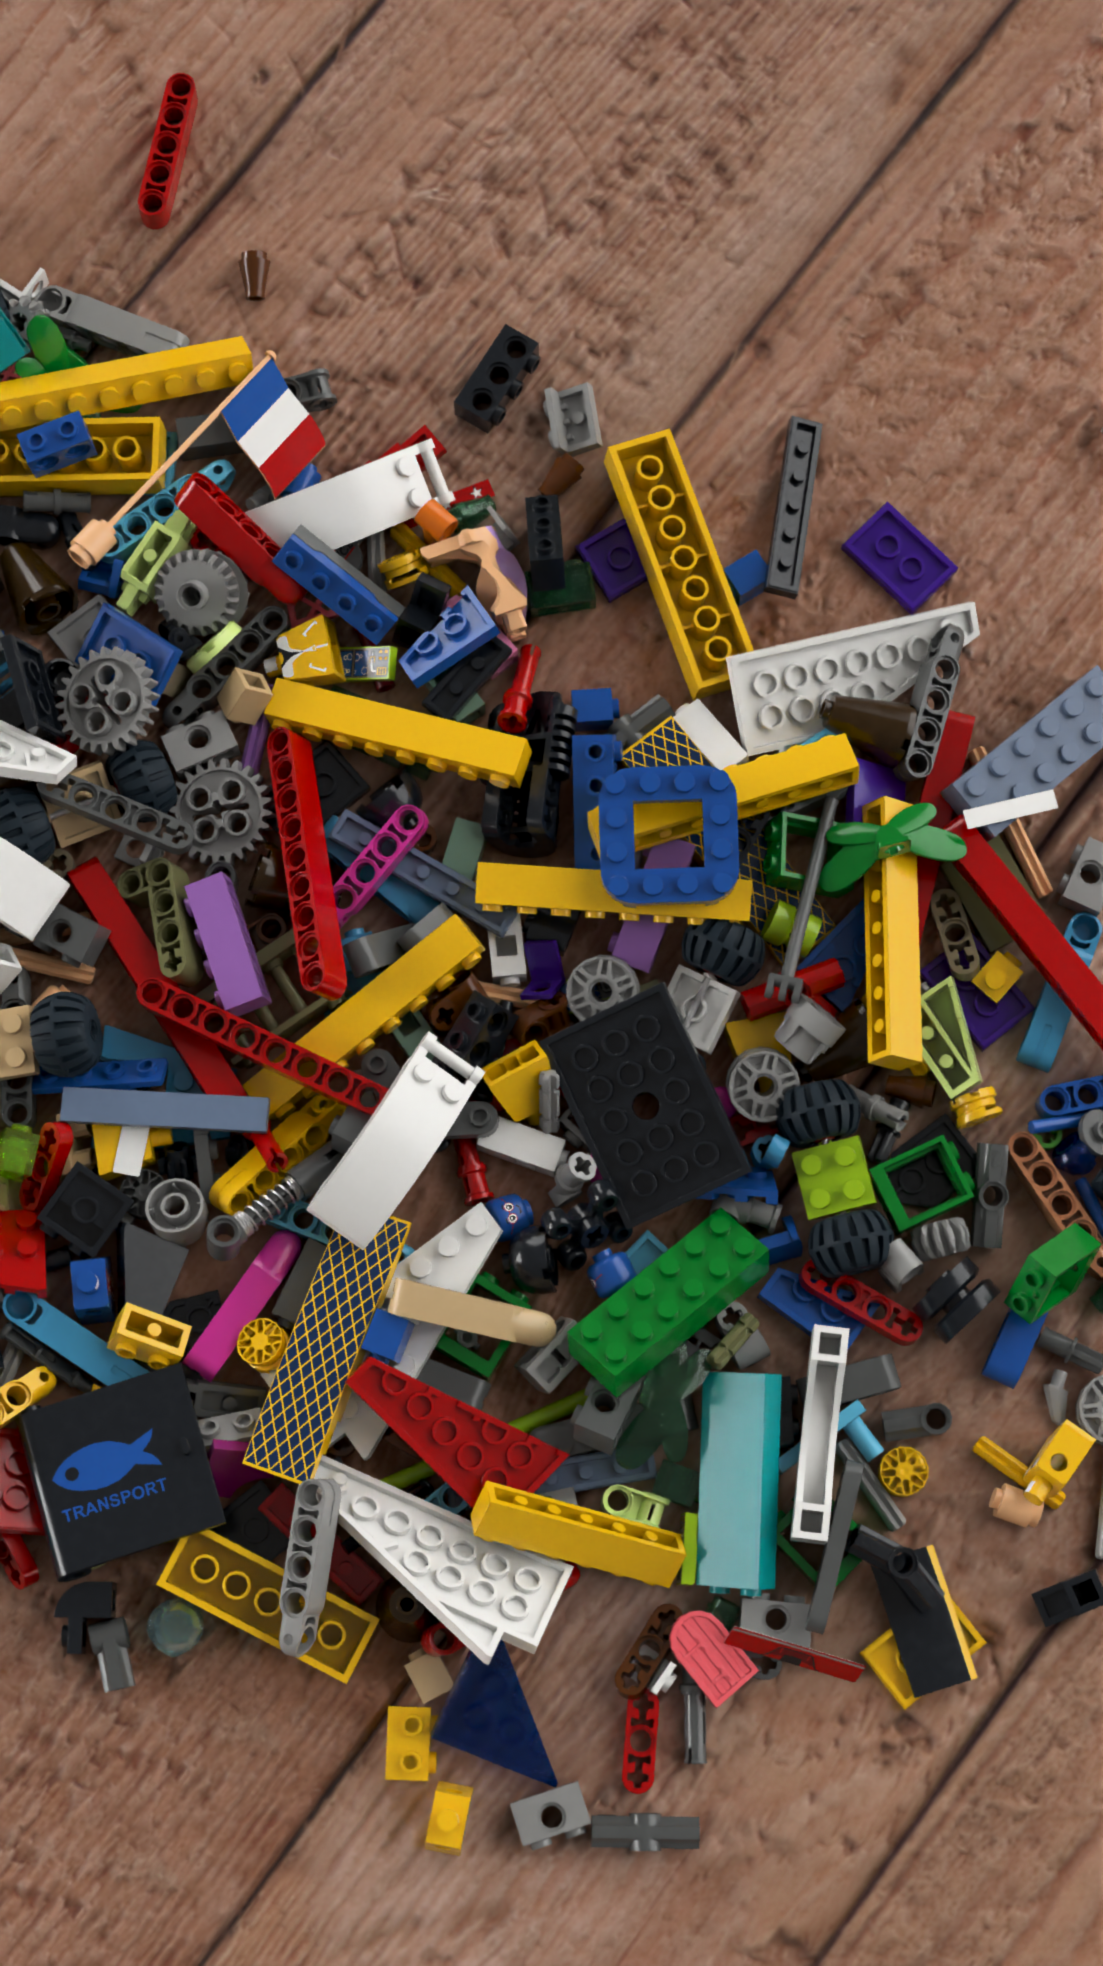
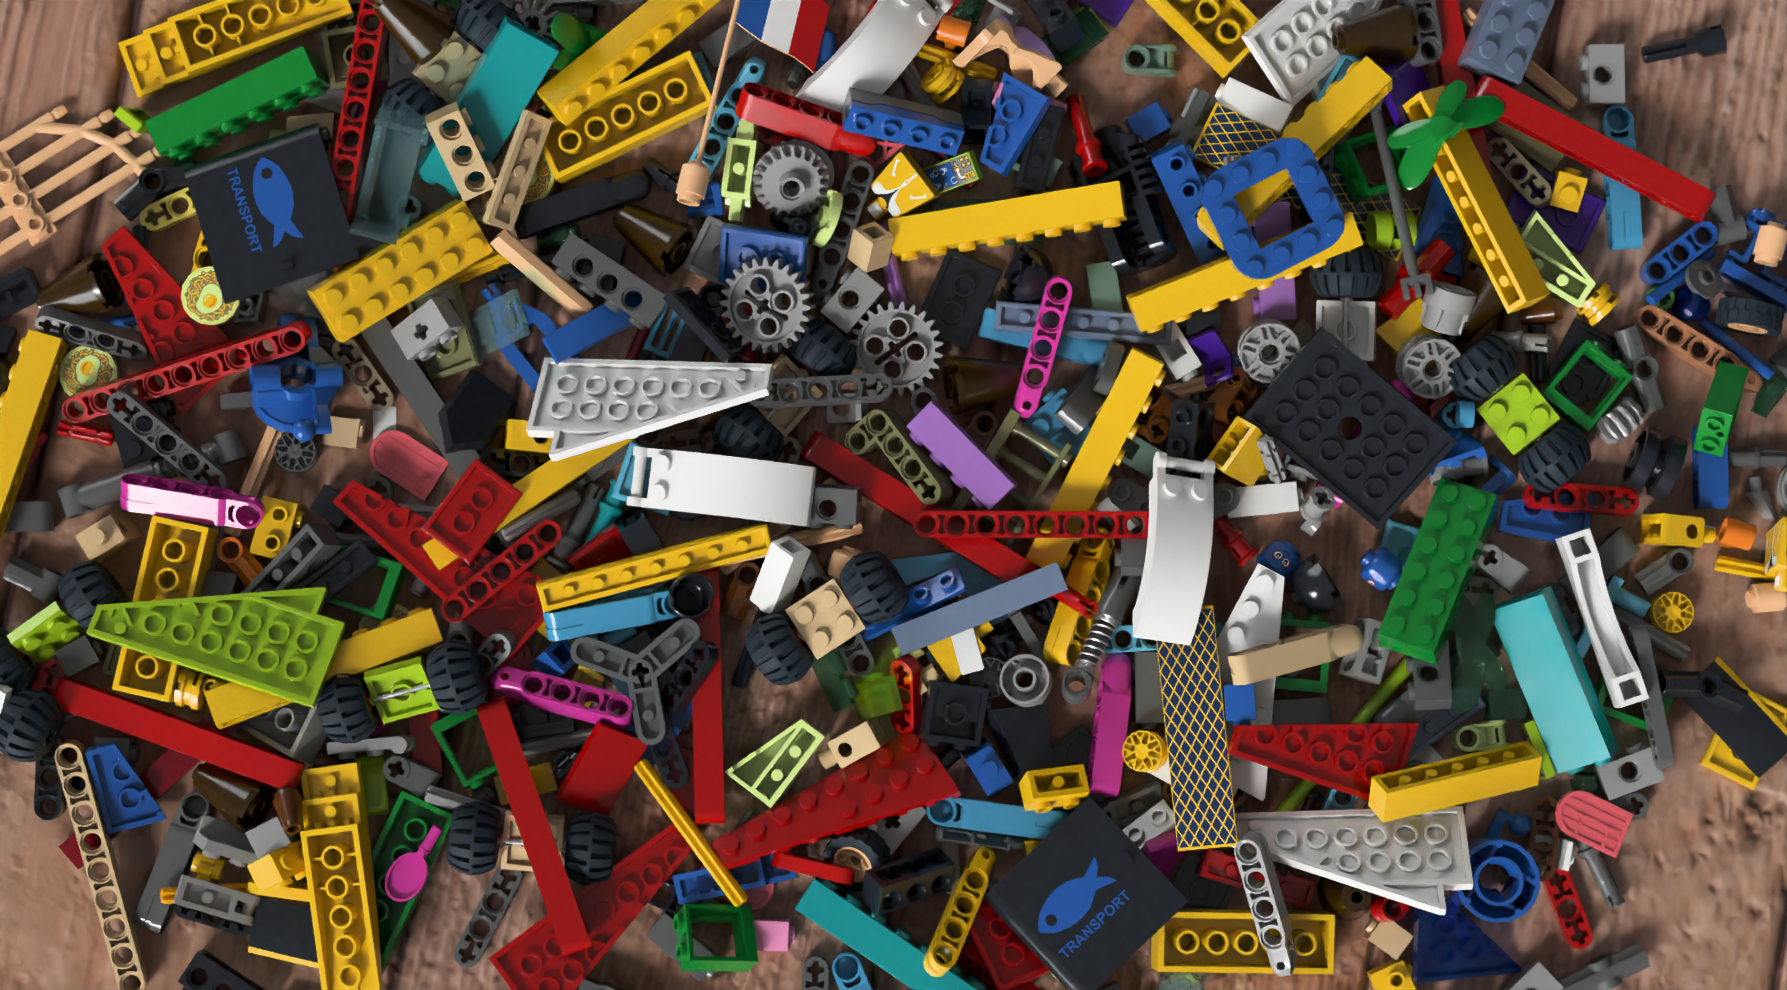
camera: 20 degrees left, 10 degrees up
(56, 501) = (637, 157): dark grey pin -> none
(57, 444) = (621, 114): blue brick -> none
(306, 864) = (948, 300): red beam -> none
(585, 1225) = (1344, 540): black gear -> none
(599, 1646) = (1524, 878): none -> blue piece
(629, 648) = (1152, 60): none -> sand green piece
(732, 1341) = (1501, 578): olive axle -> none
(794, 1654) = (1655, 789): red sticker -> none
(900, 1265) = (1601, 457): light grey piece -> none
(936, 1379) = (1675, 530): none -> yellow torso
(1008, 1416) = (1735, 534): none -> orange piece
(1010, 809) = (1523, 55): white sticker -> none

